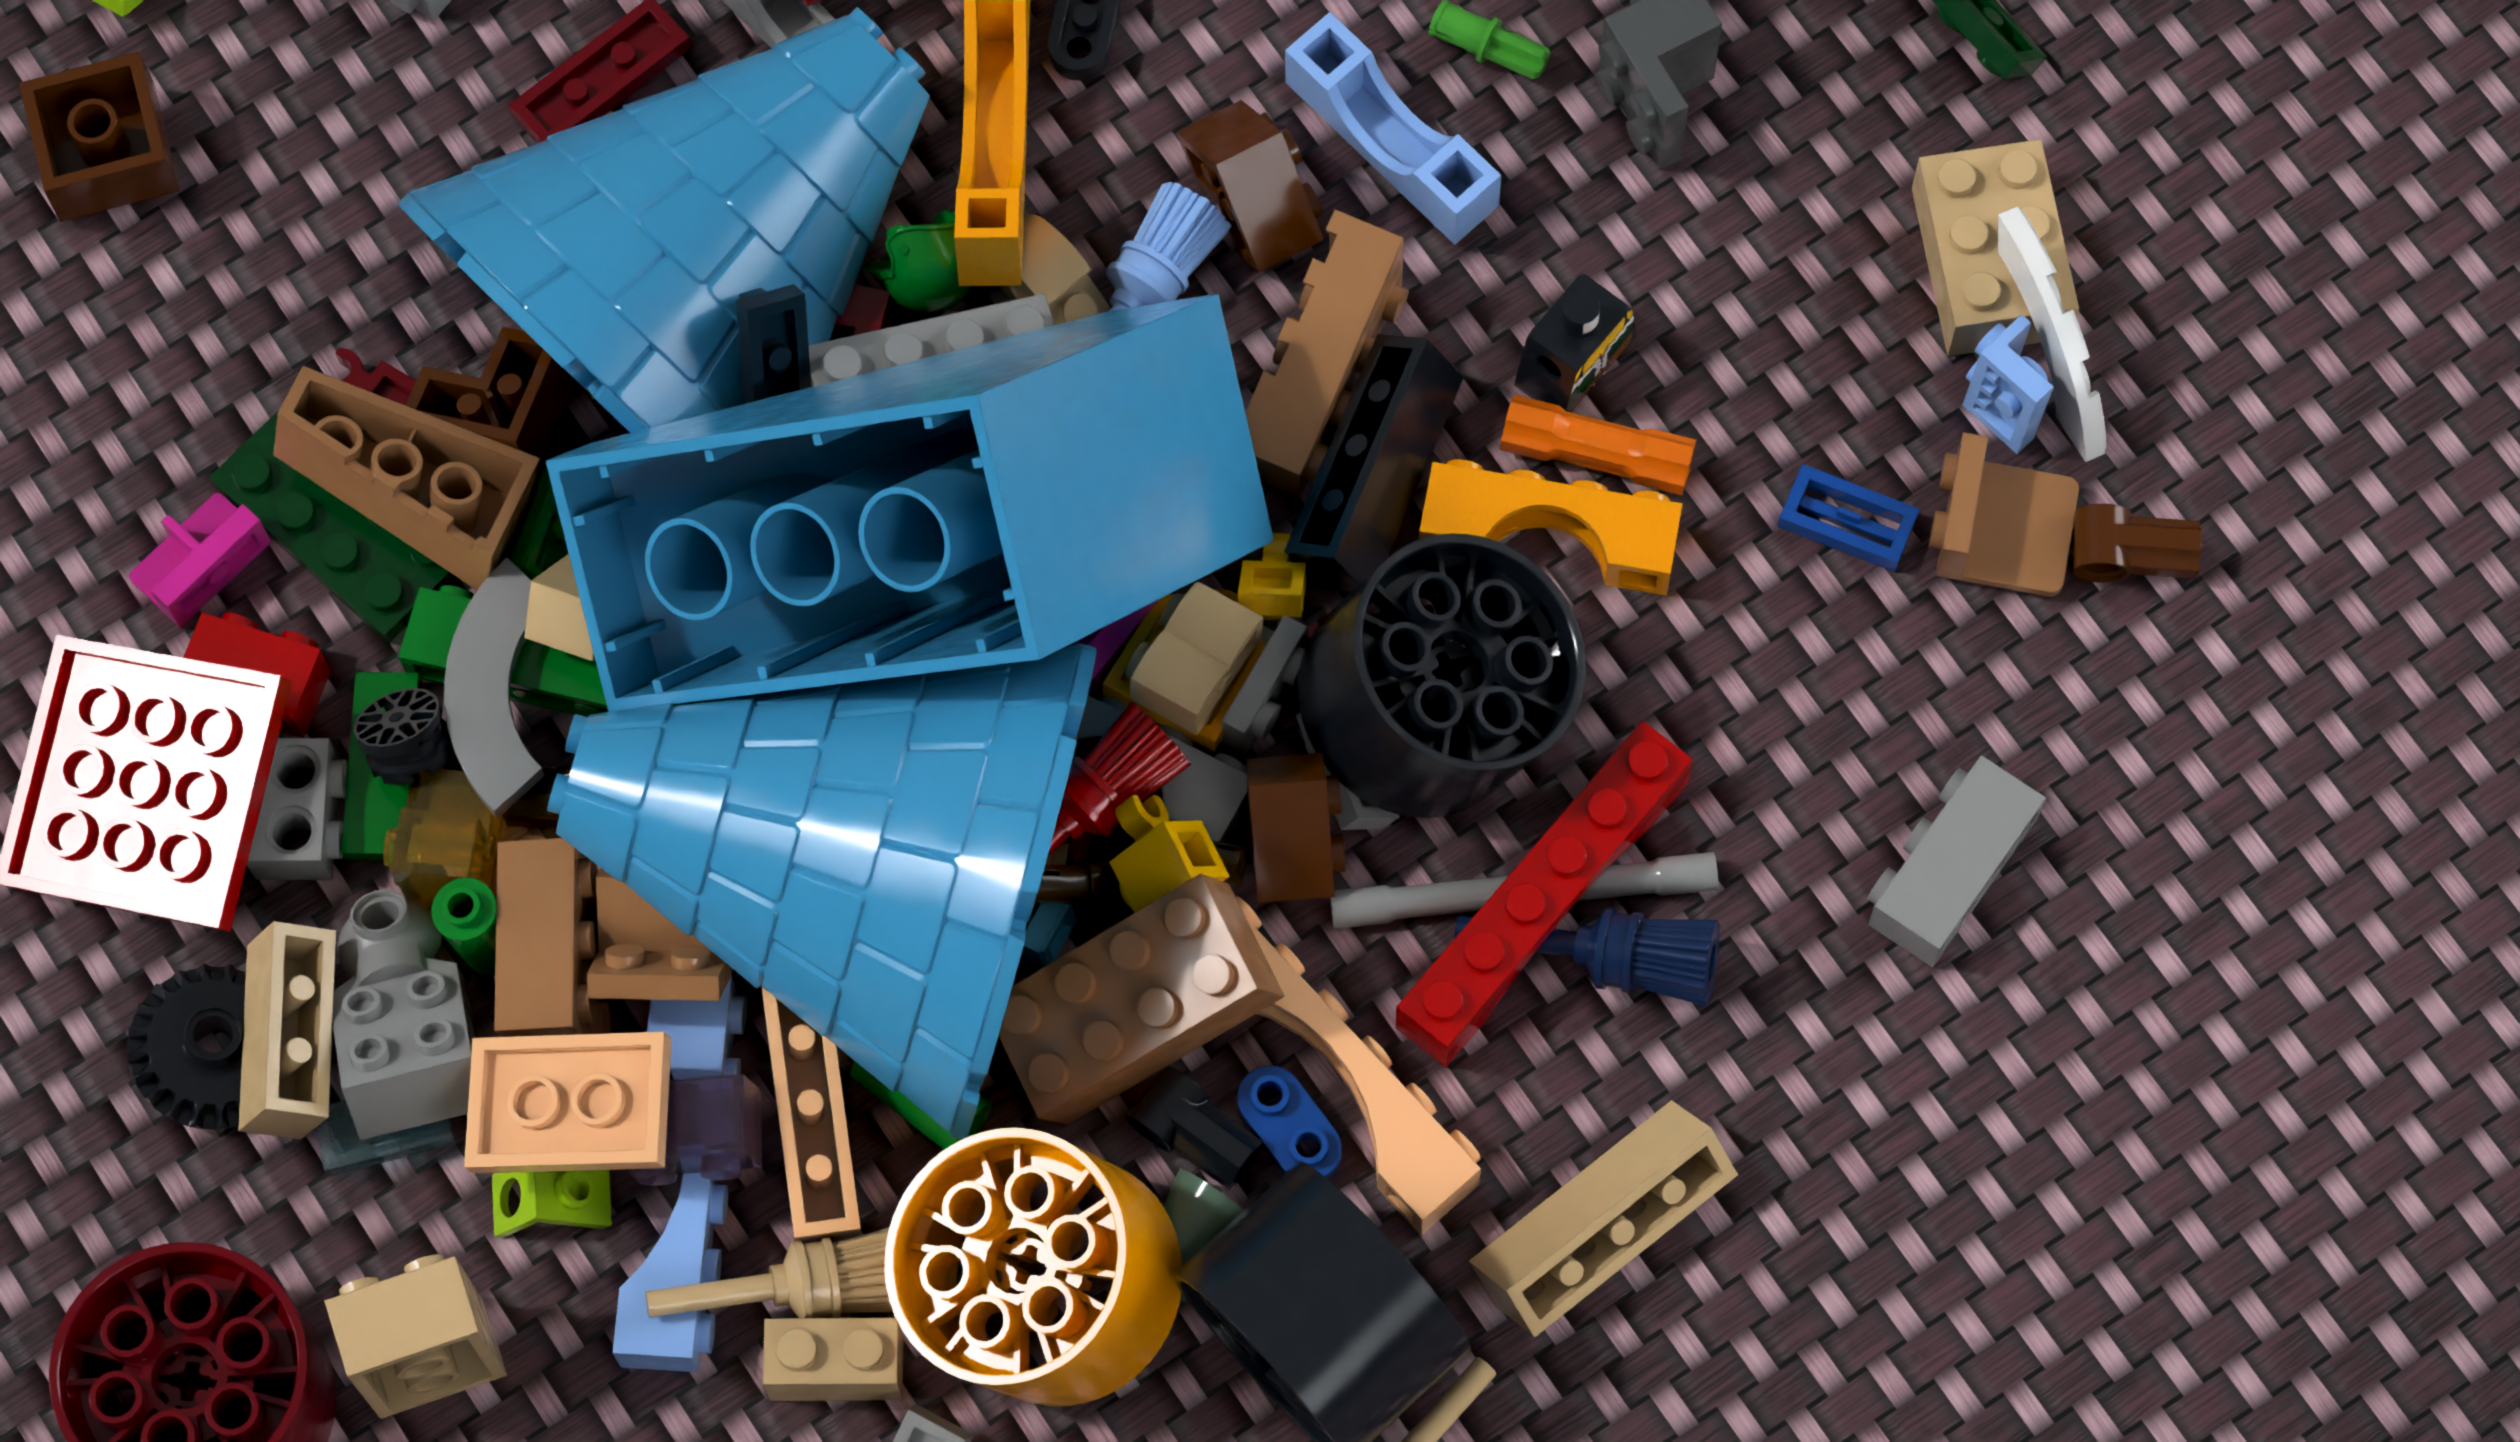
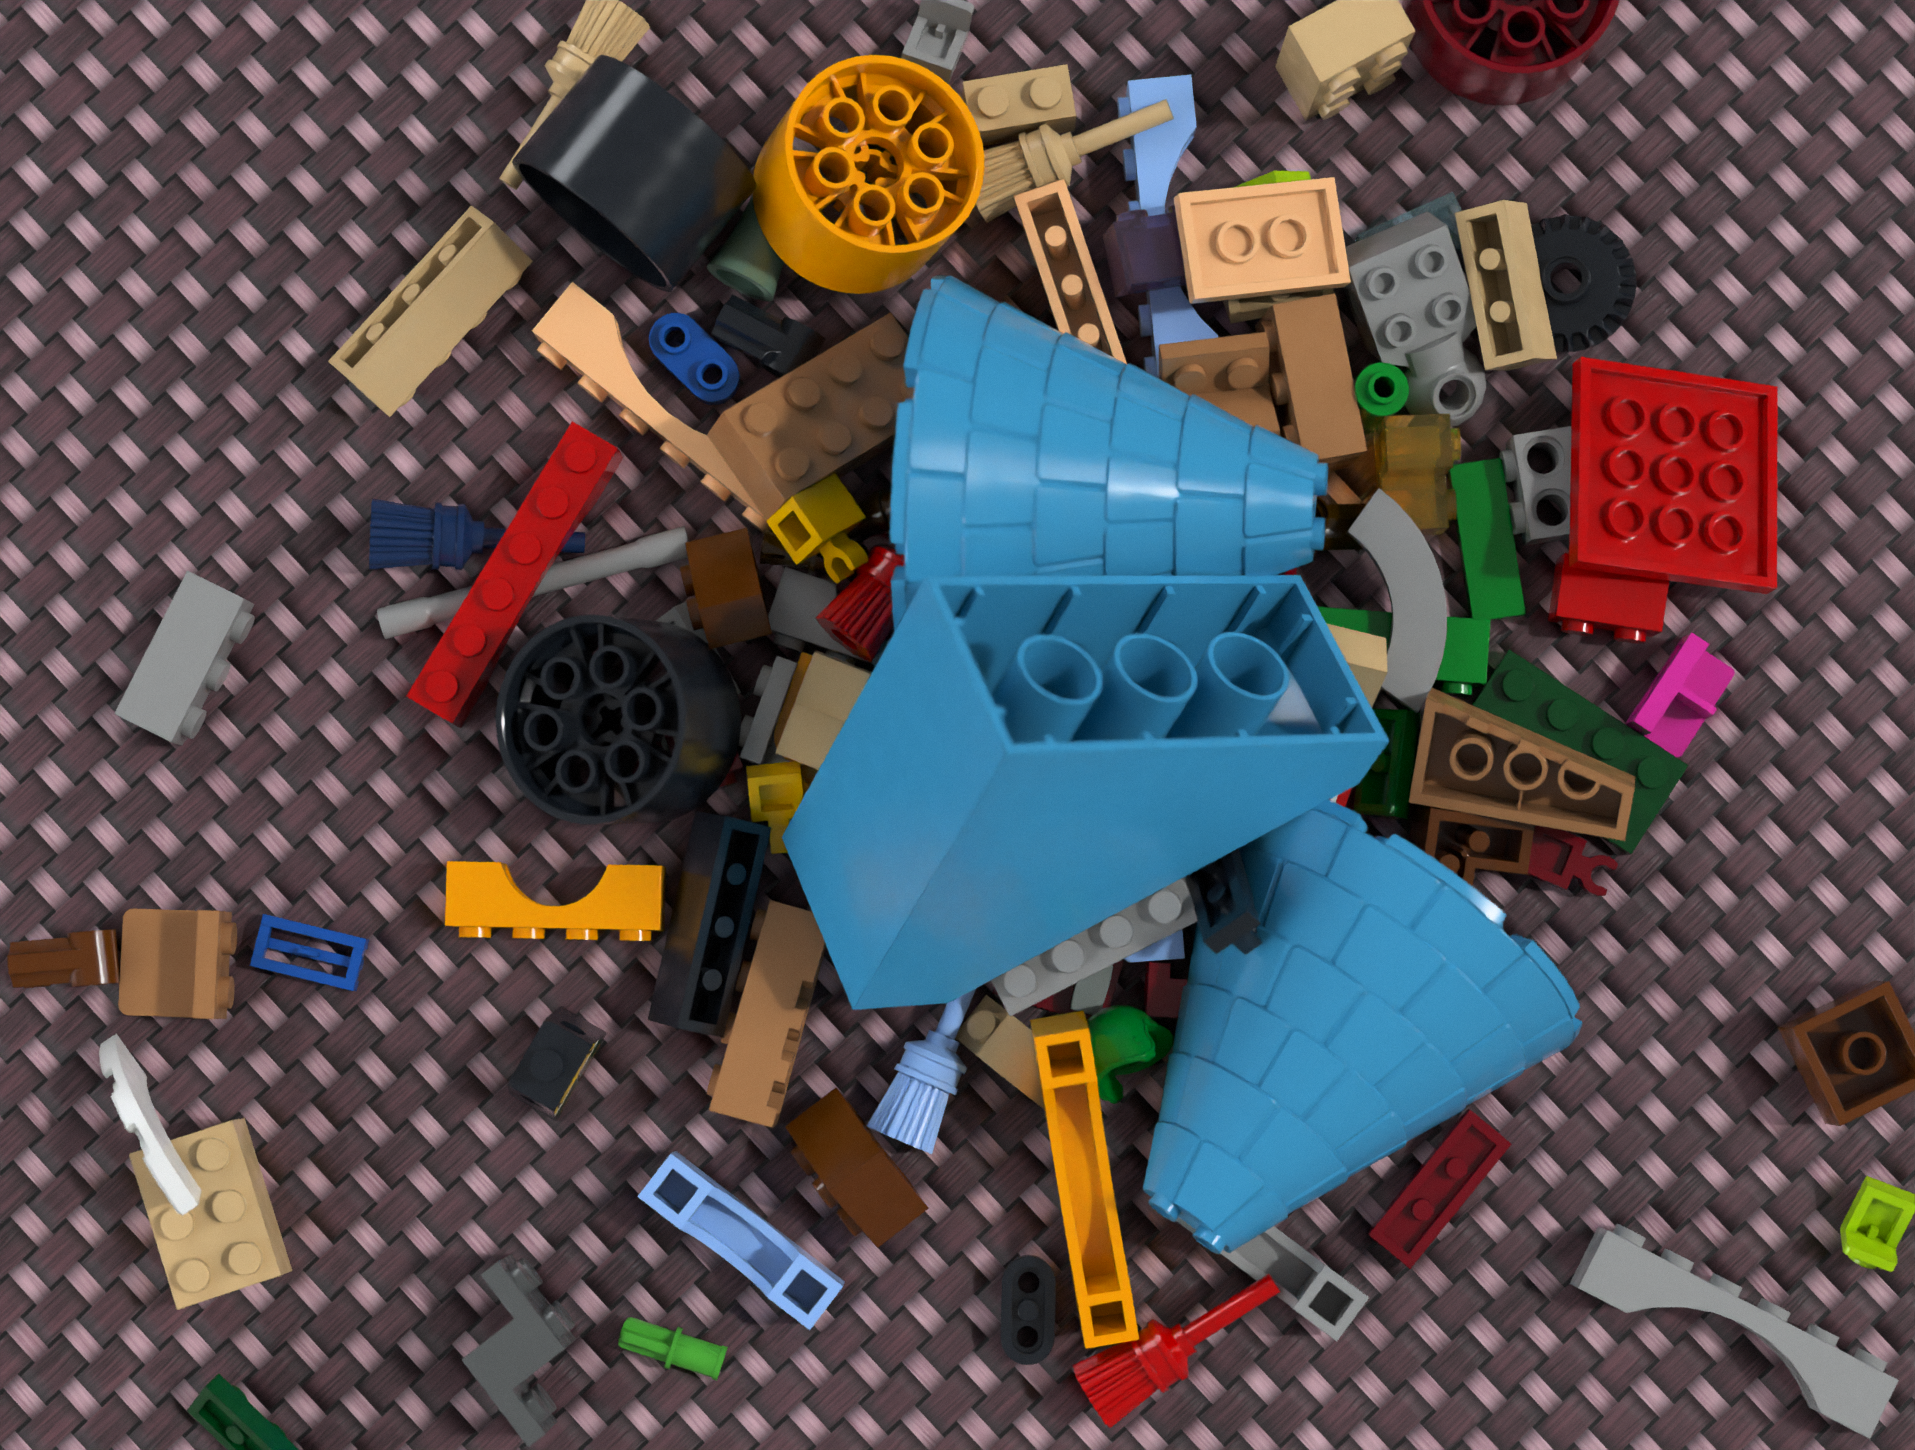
camera: 170 degrees right, 15 degrees up
(405, 736) = (1468, 565): black wheel -> none
(1552, 433) = (488, 976): orange axle -> none
(2007, 389) = (180, 1067): light blue bracket -> none

